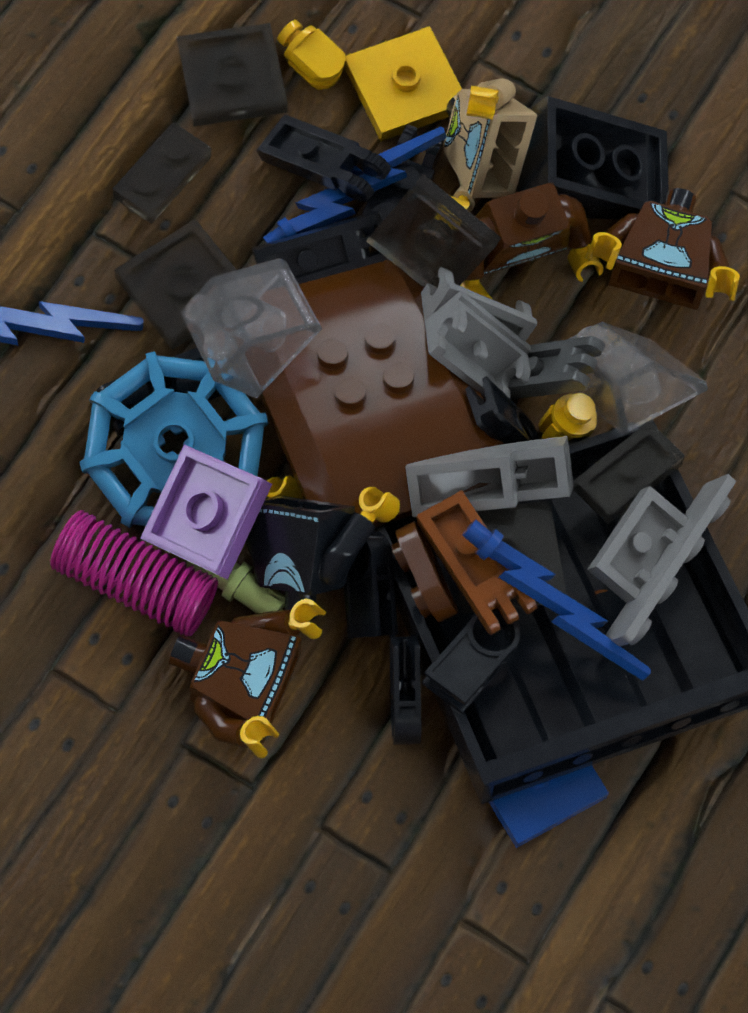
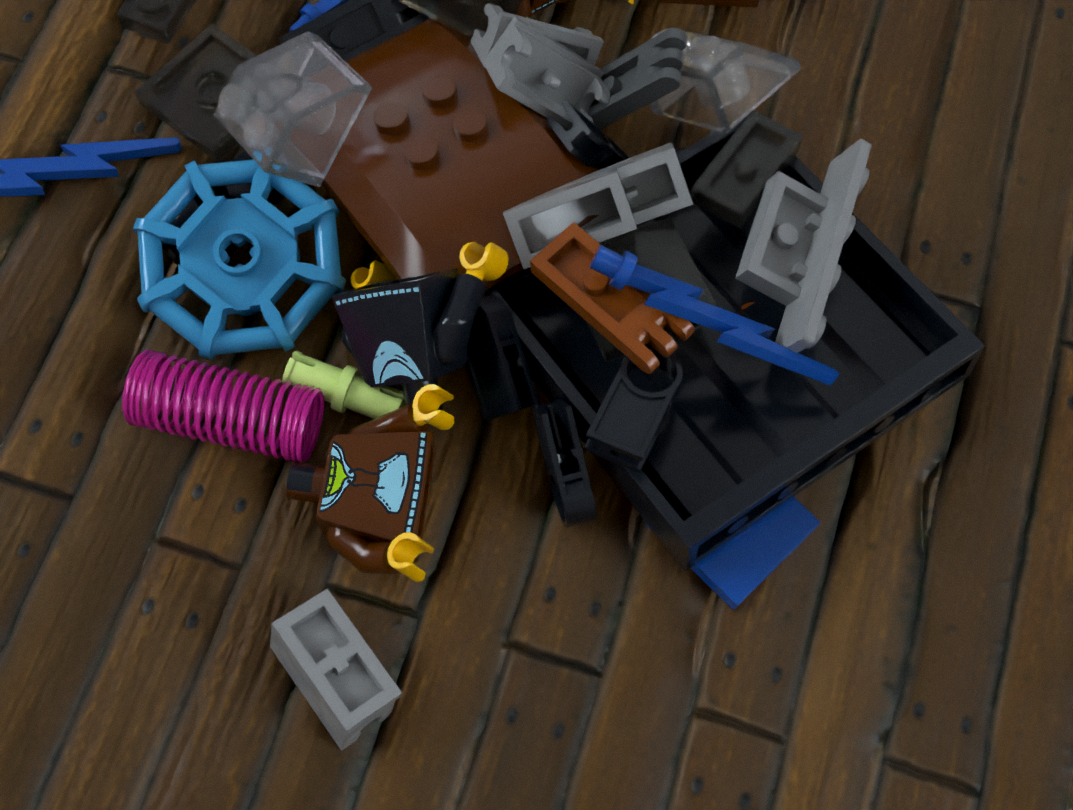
camera: 10 degrees left, 0 degrees up
(175, 810) = (333, 667): none -> light grey hinge
(206, 511) = (290, 316): medium lavender plate -> none
(432, 592) = (568, 343): reddish brown plate -> none
(570, 416) = (663, 125): yellow arm -> none

